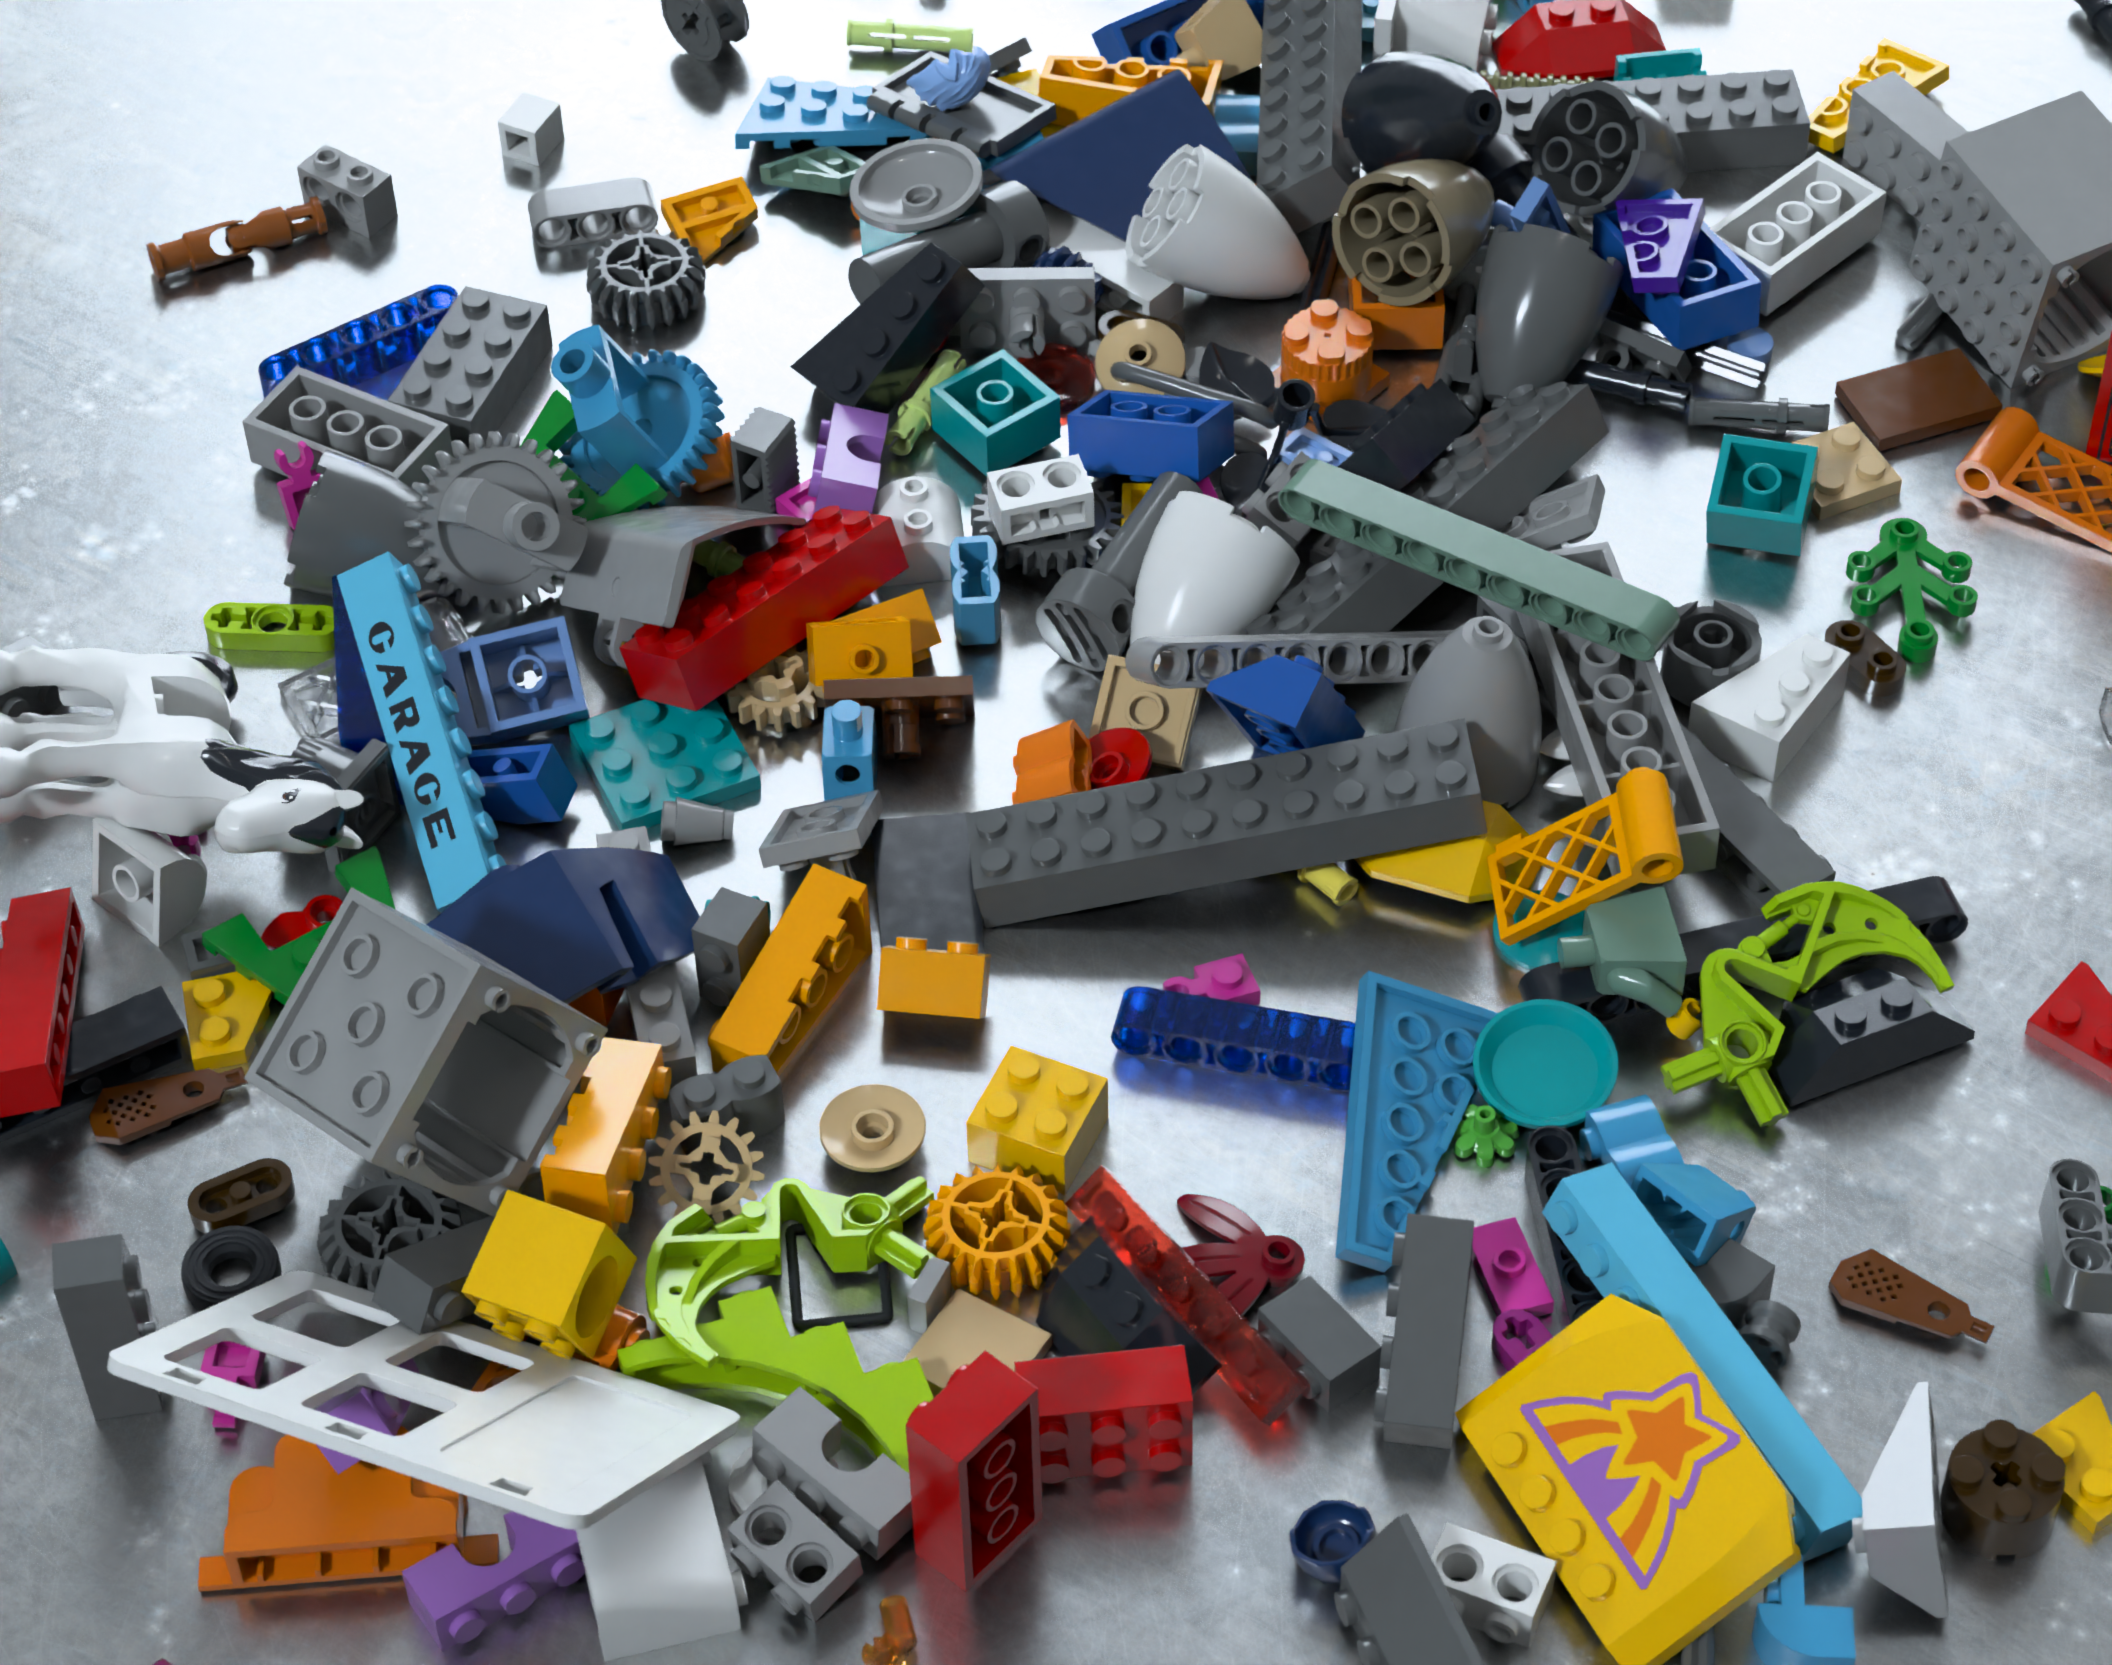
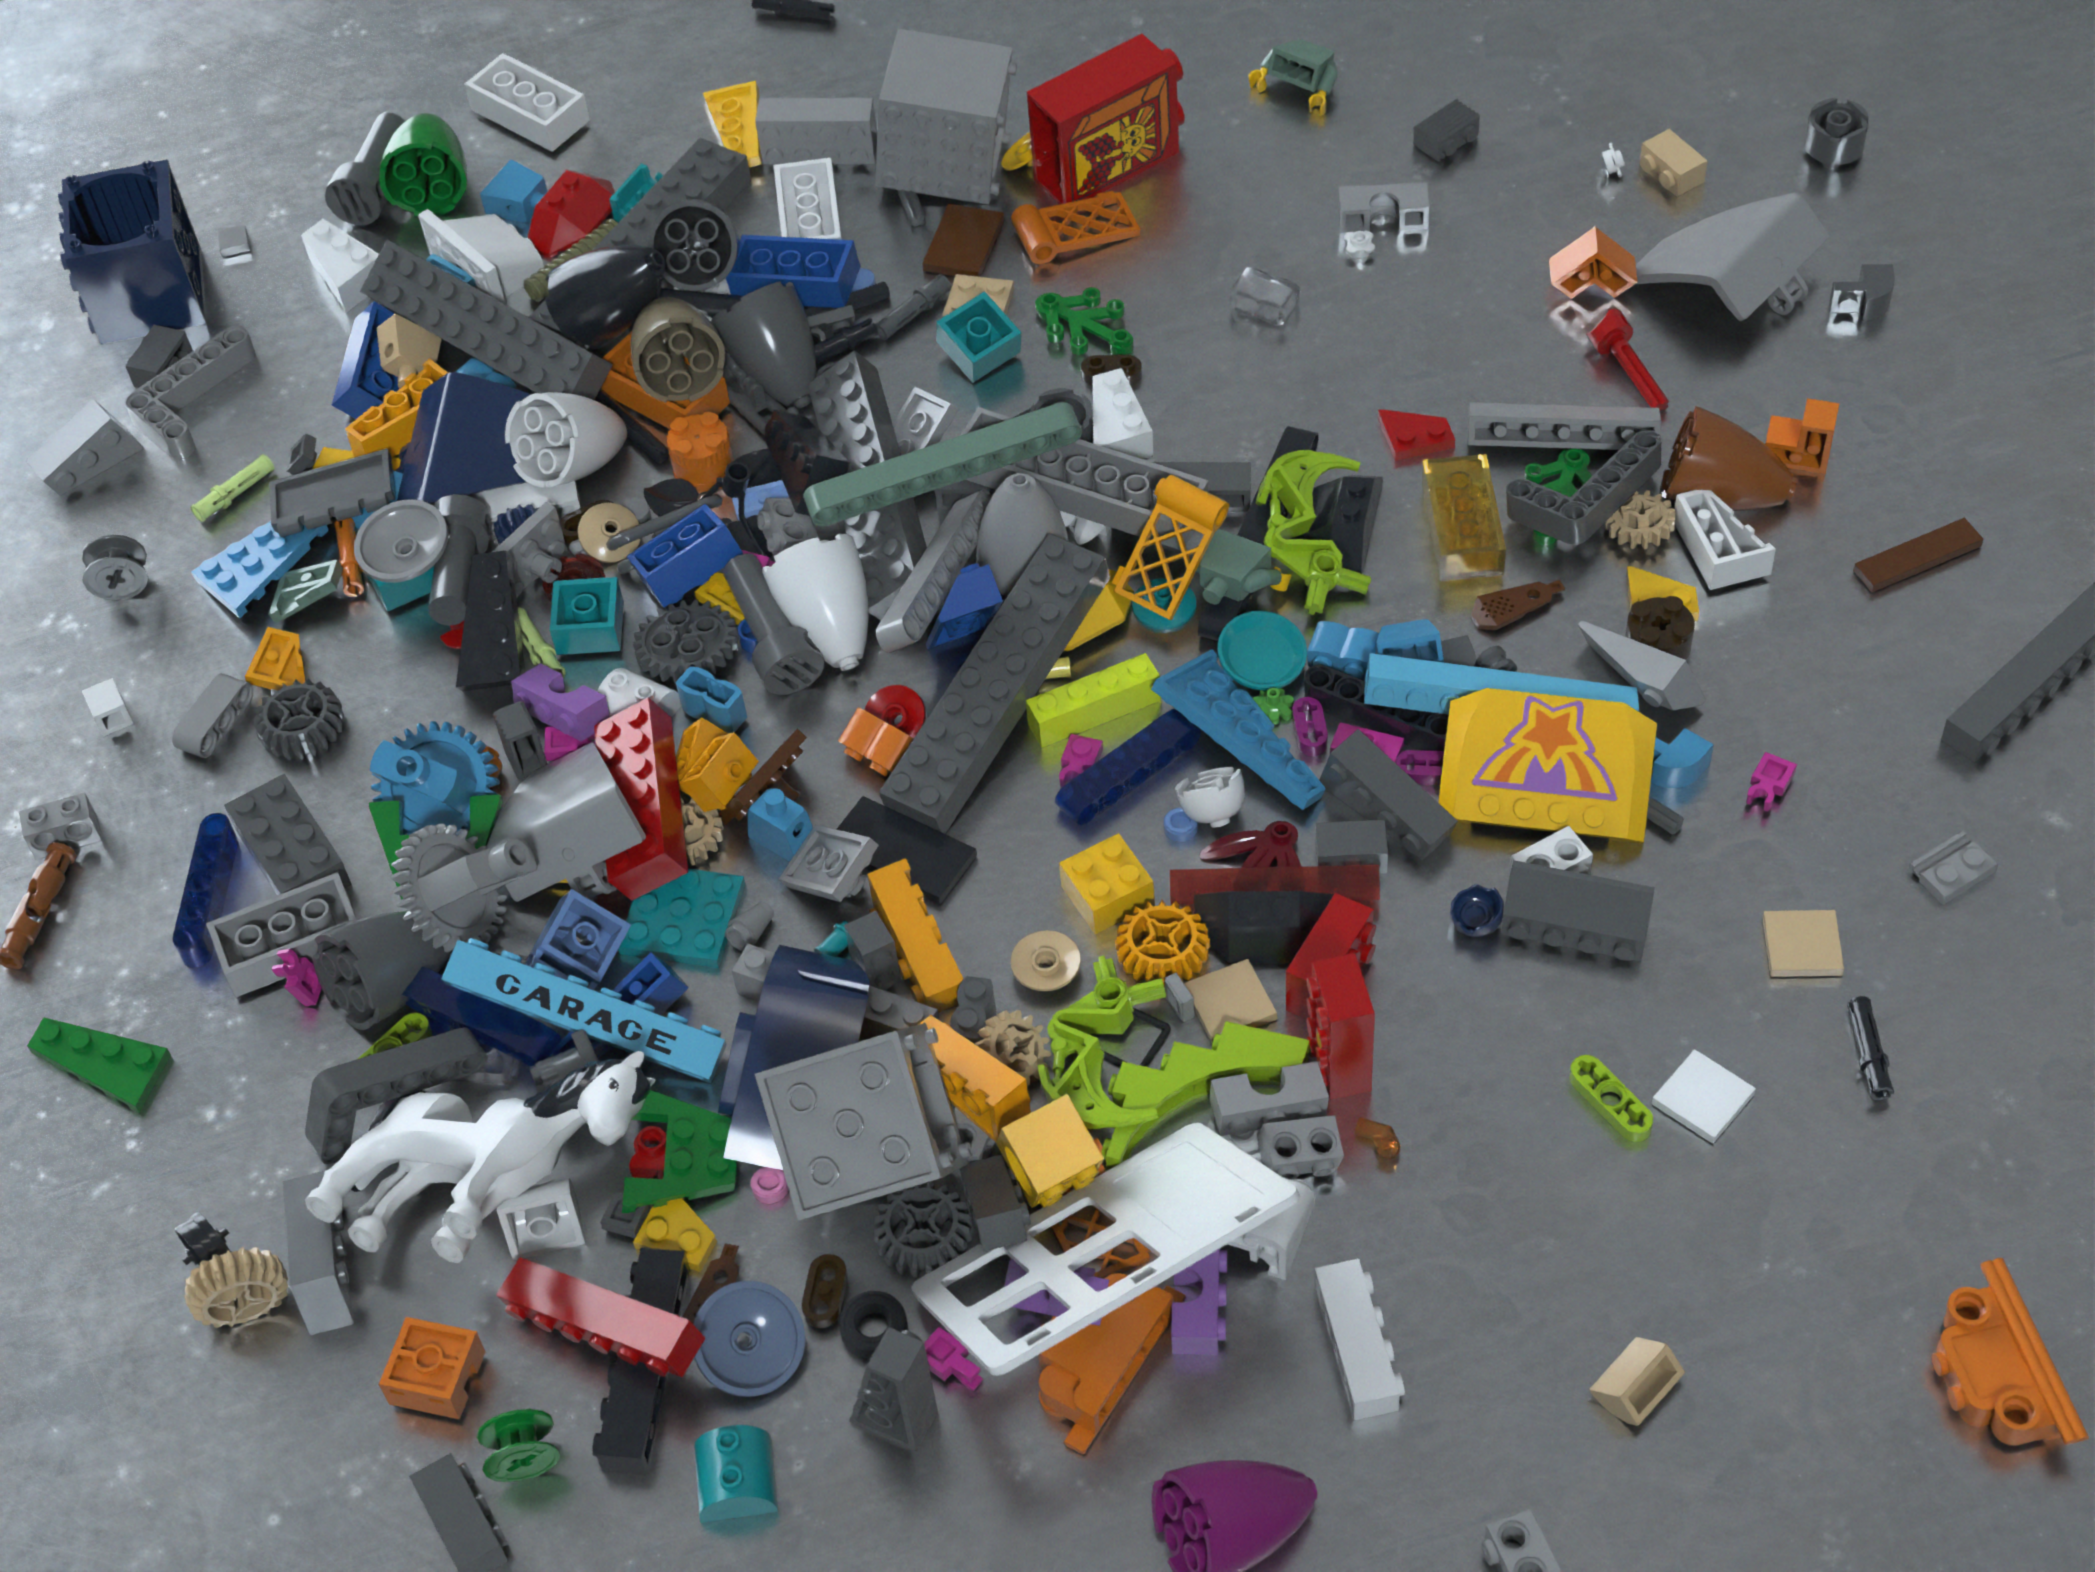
camera: 50 degrees left, 5 degrees up
(80, 1150) = (773, 1331): none -> sand blue dish
(91, 413) = (110, 1062): none -> green wing
(223, 633) = (380, 1078): none -> dark grey beam
(934, 980) = (974, 874): light orange brick -> none
(955, 82) = (322, 480): light blue hair -> none
(1040, 499) = (688, 628): white brick -> none
(1158, 713) = (867, 671): tan tile -> none
(1206, 1147) = (1179, 826): none -> medium blue tile
(1259, 1146) = (1213, 796): none -> white cylinder
(1302, 937) = (1092, 700): none -> neon yellow brick
(1477, 1185) = (1316, 726): none -> magenta beam
(1534, 207) = (726, 295): medium blue piece -> none
(1659, 240) = (784, 259): dark purple wing -> none
(1978, 1151) = (1463, 517): none -> clear yellow brick

